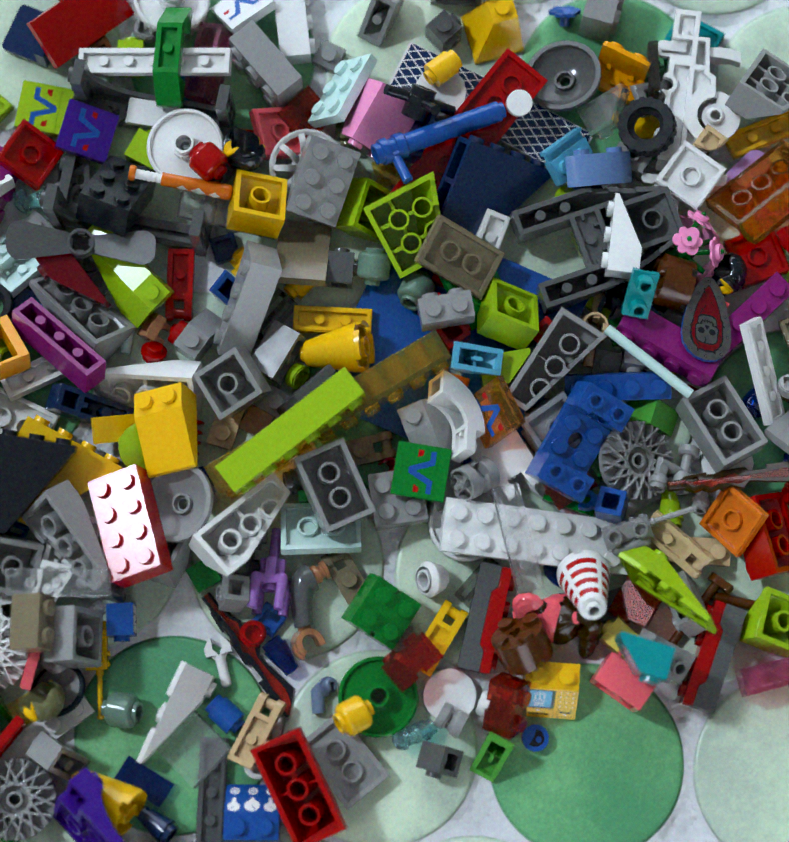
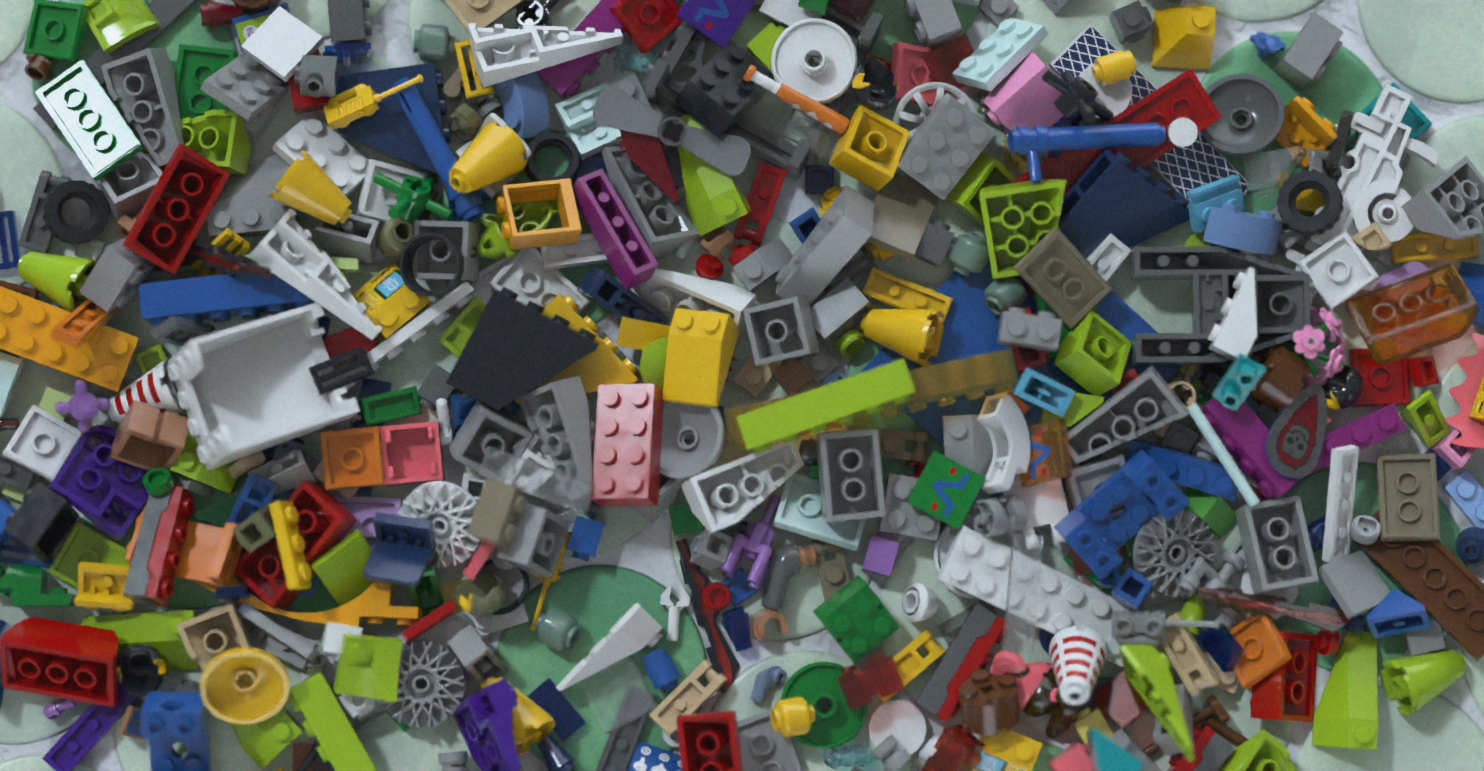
camera: 20 degrees right, 5 degrees up
(208, 161) = (833, 87): red head -> none
(310, 385) = (854, 363): dark grey tile -> none
(384, 548) = (880, 554): none -> medium lavender brick
(704, 528) = (1221, 647): none -> clear blue bracket

